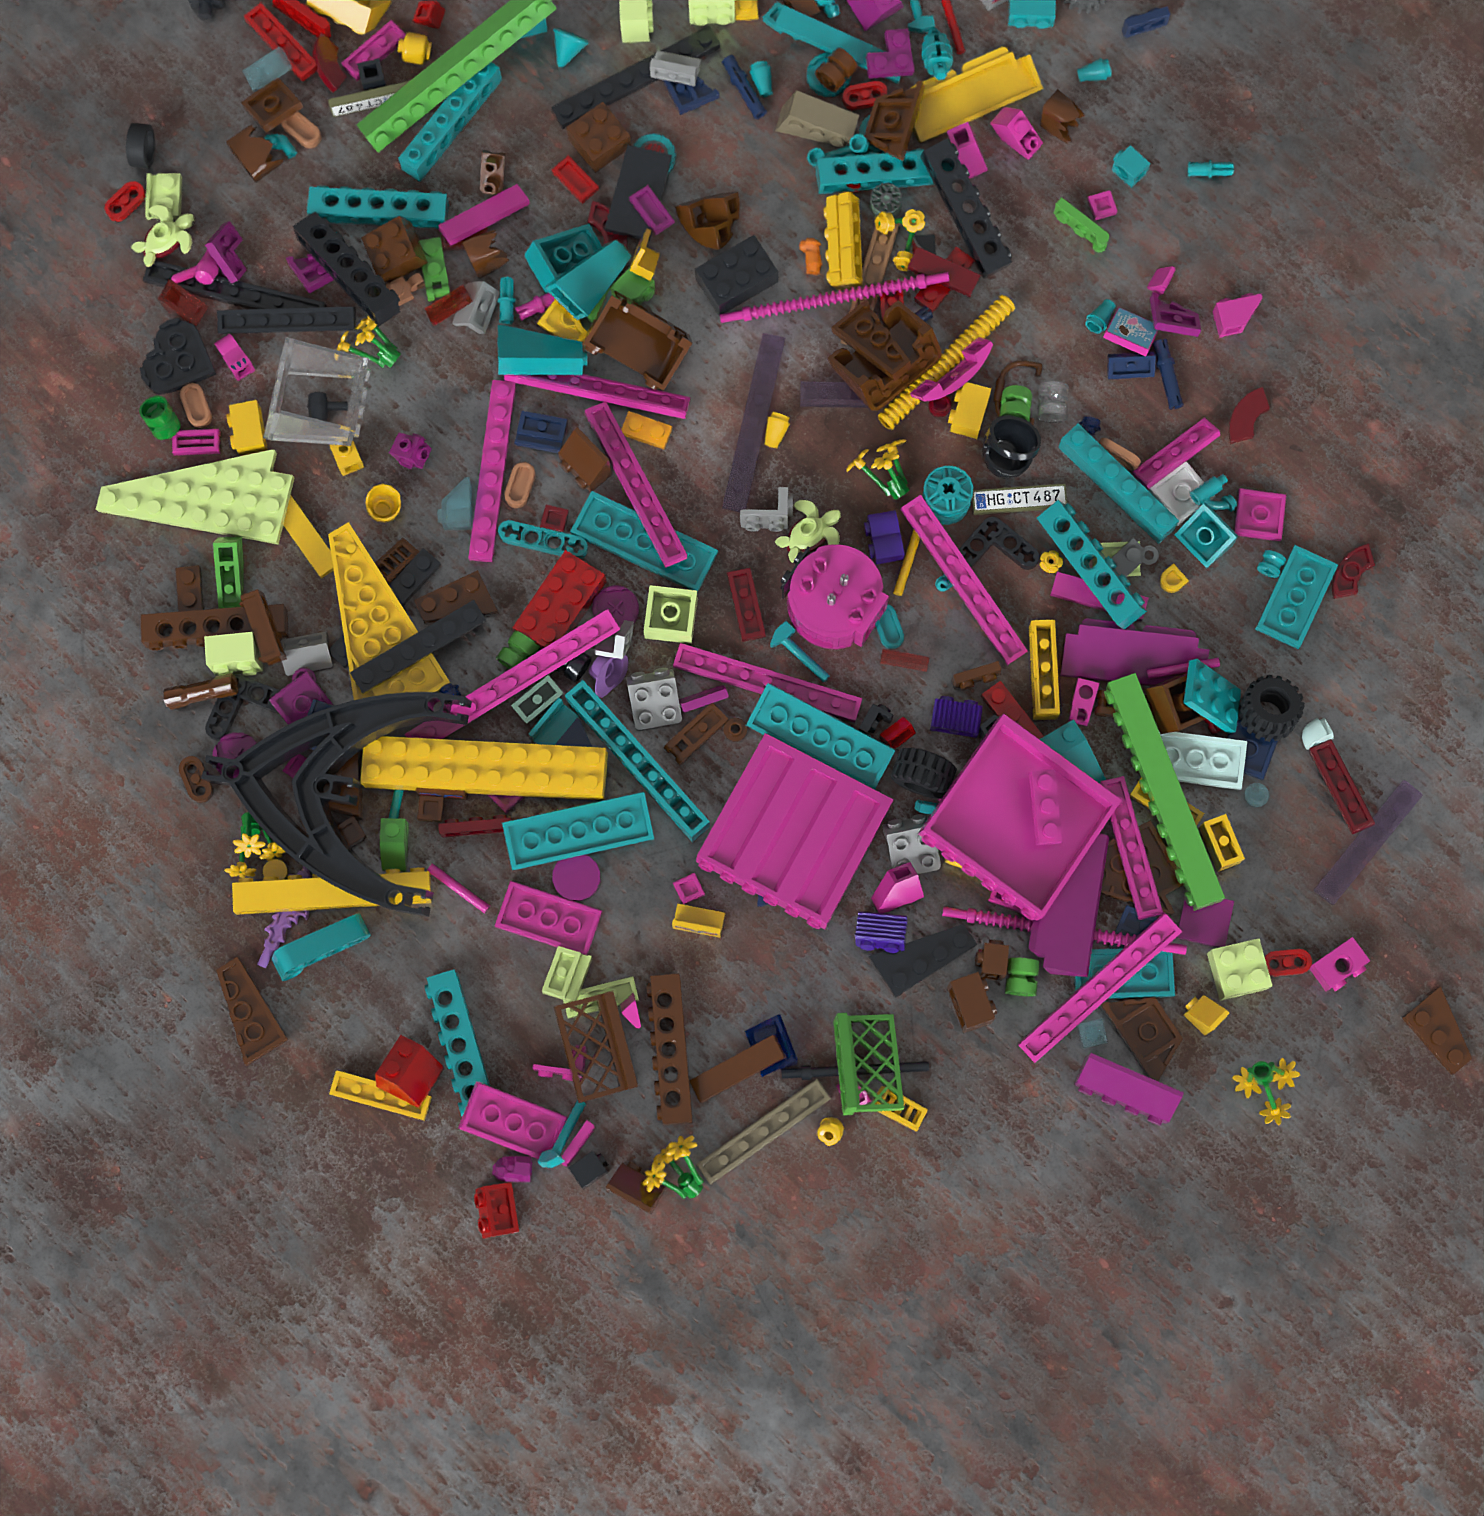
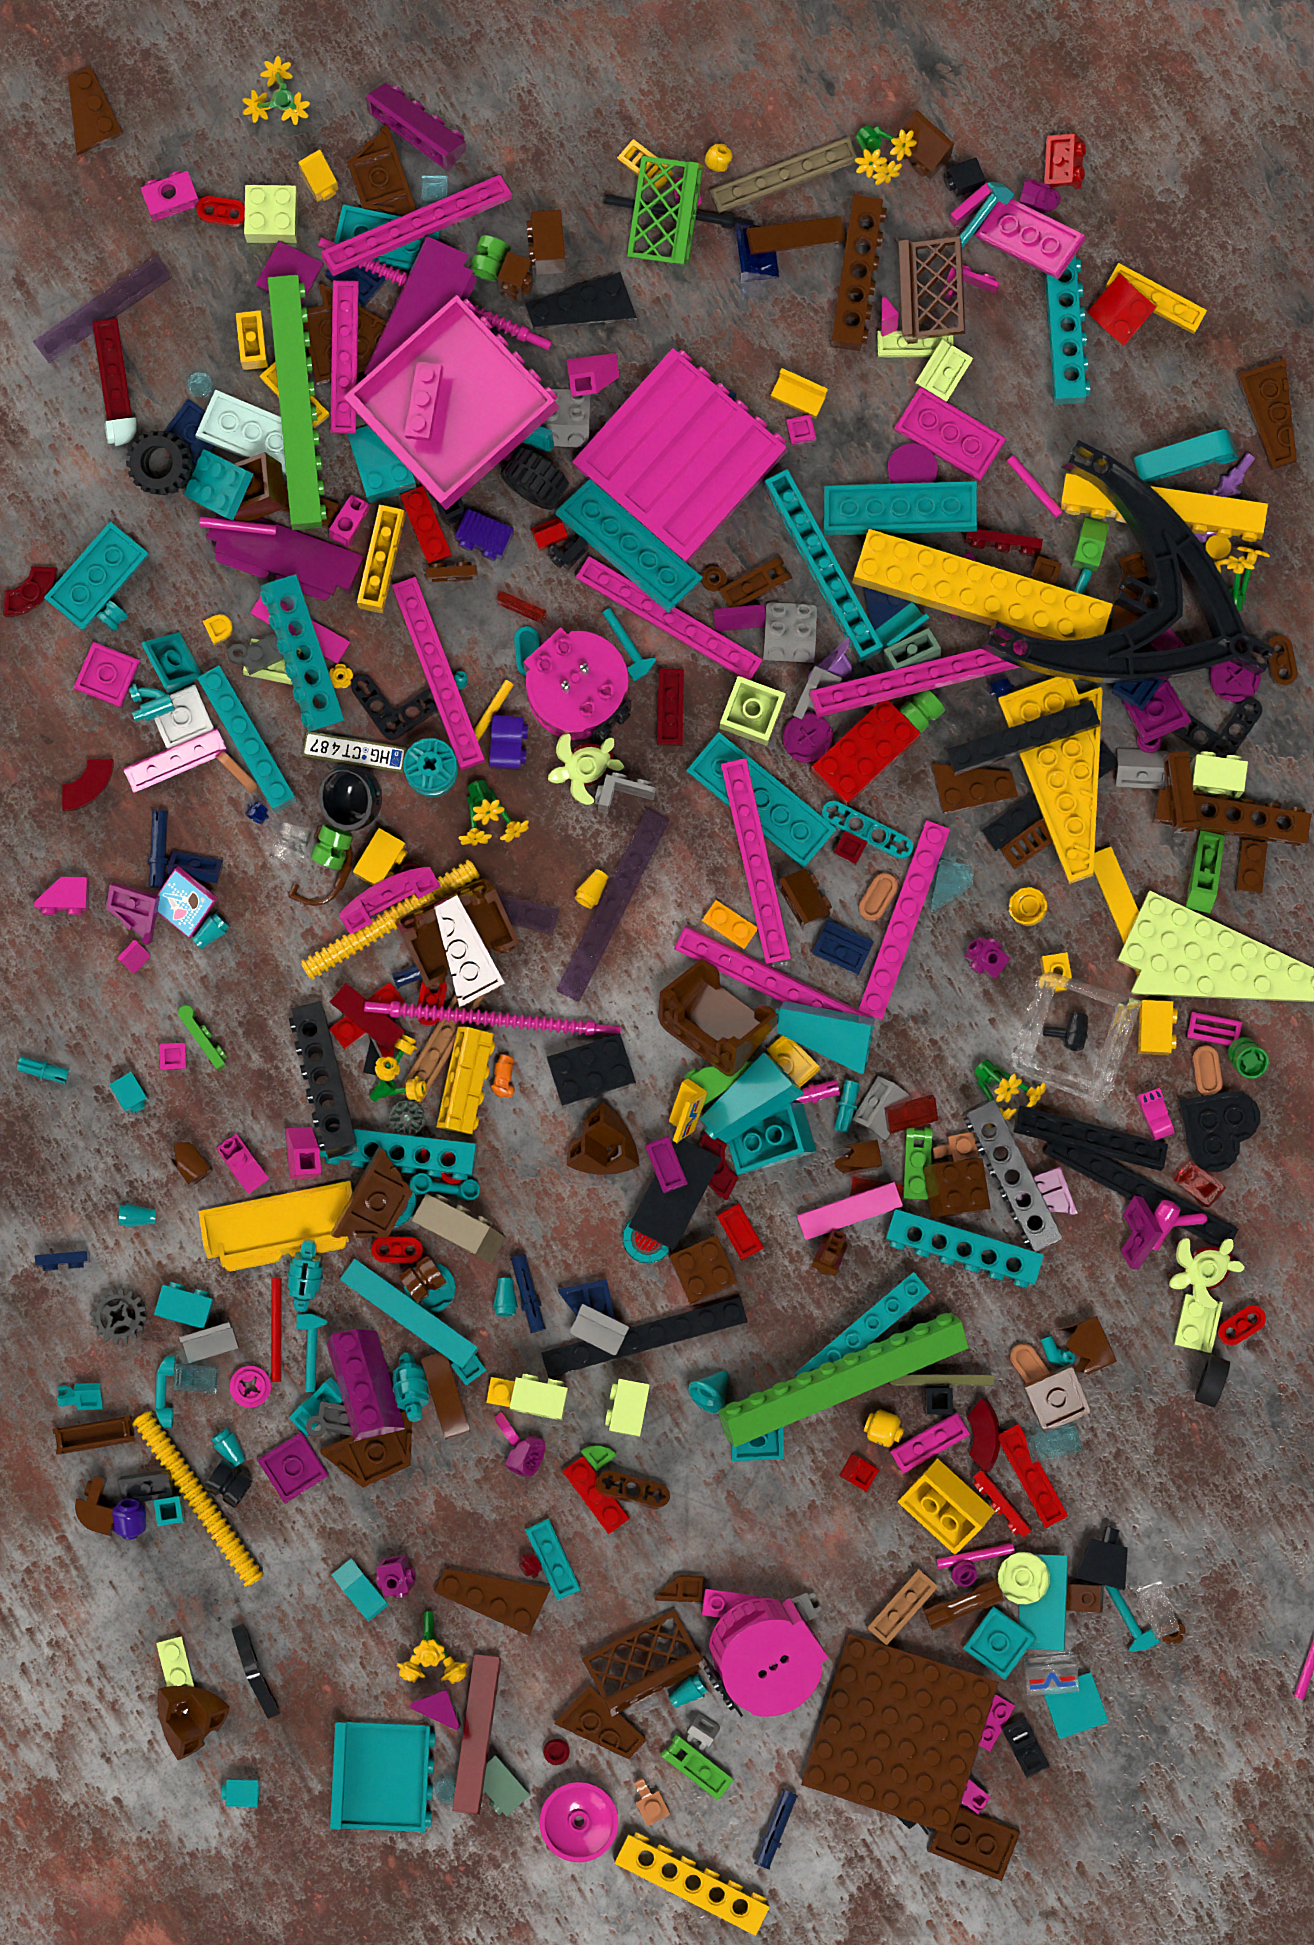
camera: 170 degrees left, 5 degrees up
(183, 695) = (1274, 750): reddish brown axle -> none
(881, 931) = (618, 335): dark purple brick -> none
(896, 60) = (350, 1279): magenta plate -> none

